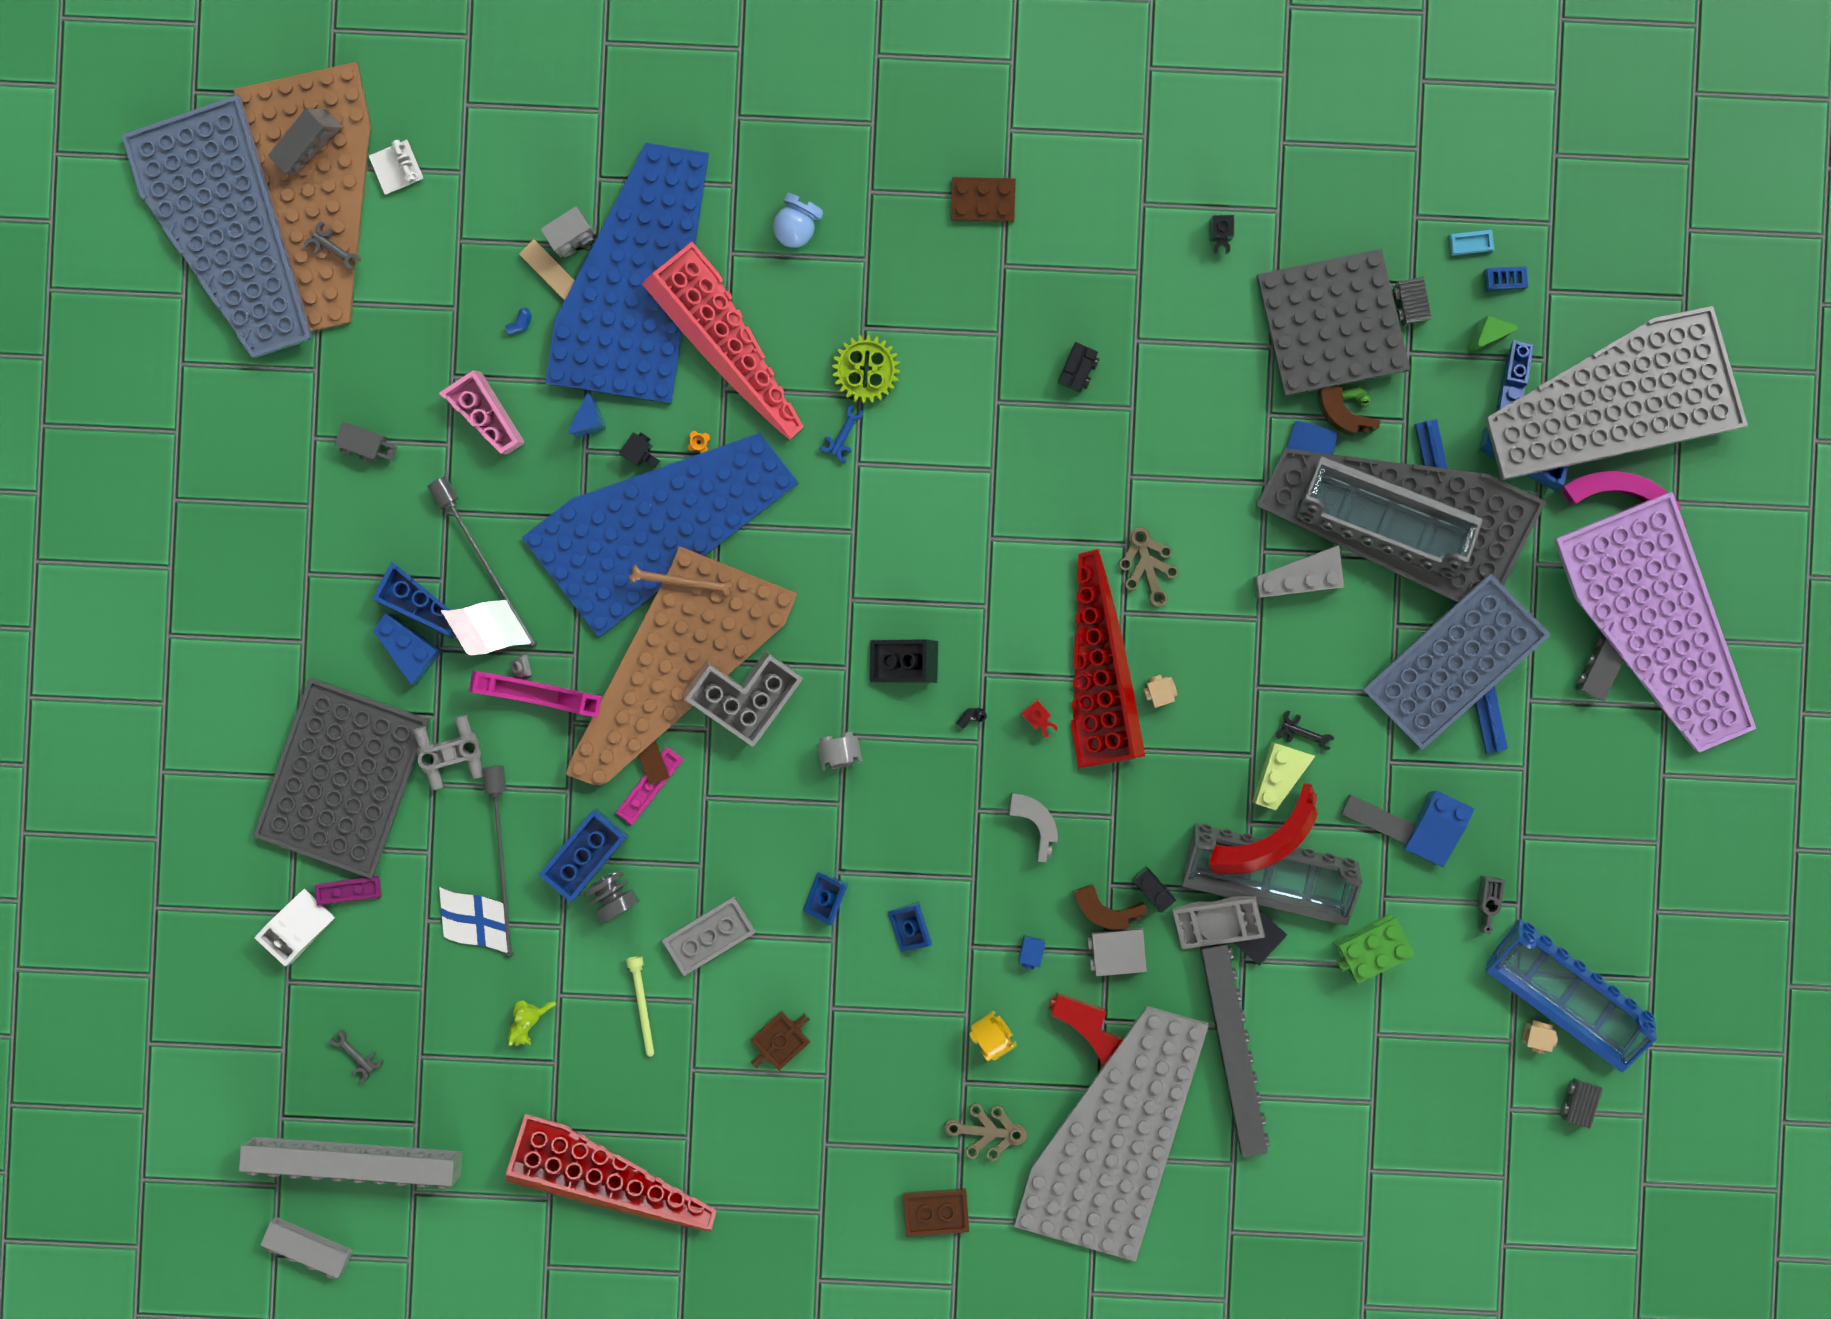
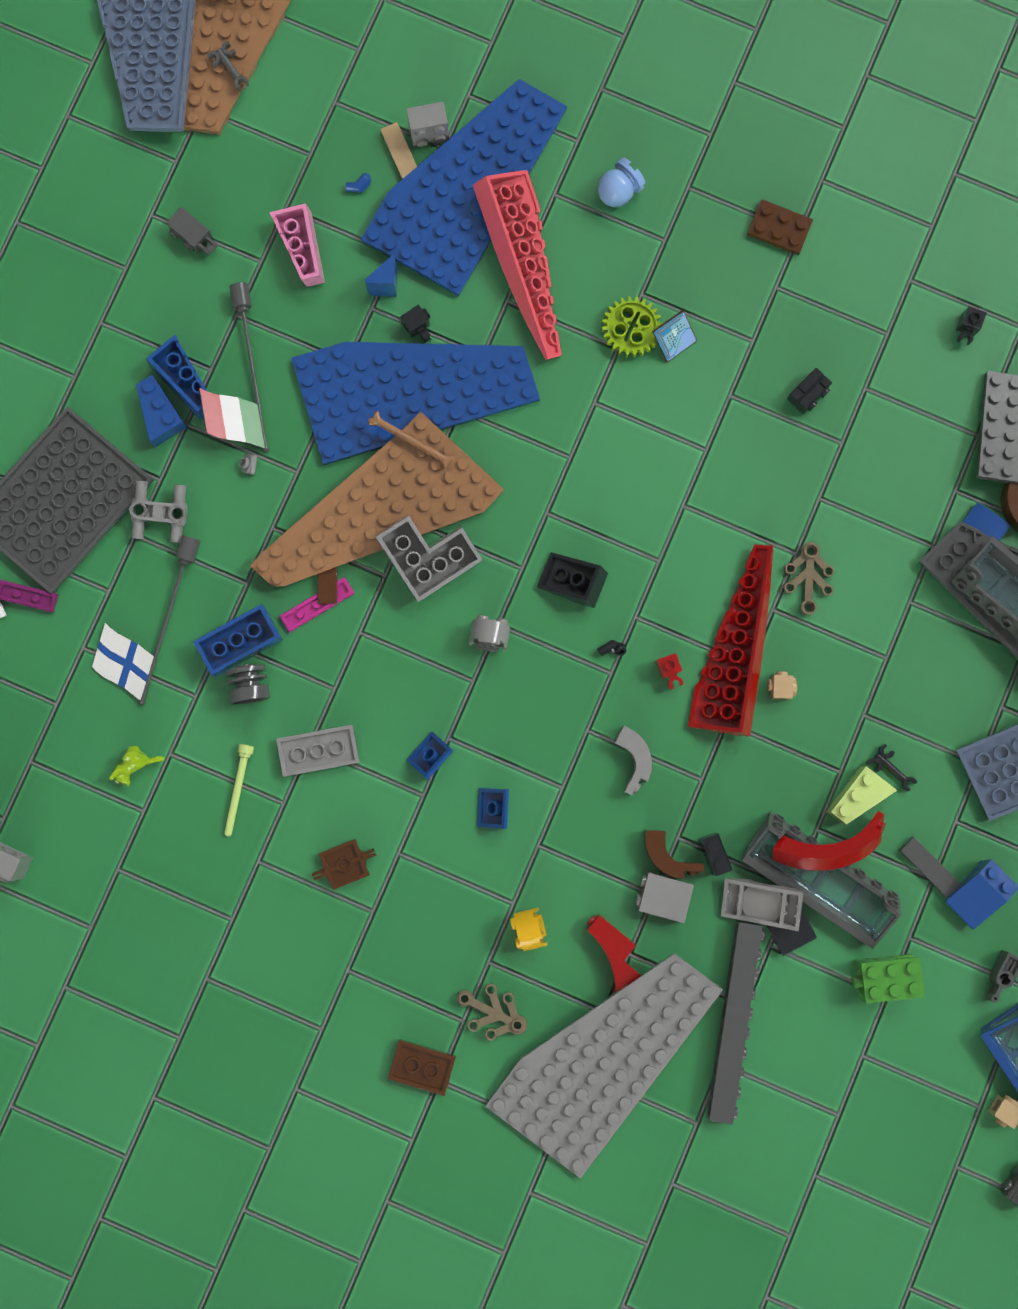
camera: 20 degrees right, 5 degrees down
(396, 166) = (307, 24): white hinge -> none
(535, 692) = (250, 488): dark pink arch -> none
(572, 1166) = (123, 907): red wedge -> none
(694, 437) = (469, 330): light orange plate -> none
(836, 447) = (582, 383): blue bar -> none
(914, 363) = (674, 336): none -> piece
(1031, 952) = (589, 869): blue brick -> none
(1308, 574) = (940, 634): light grey wedge -> none

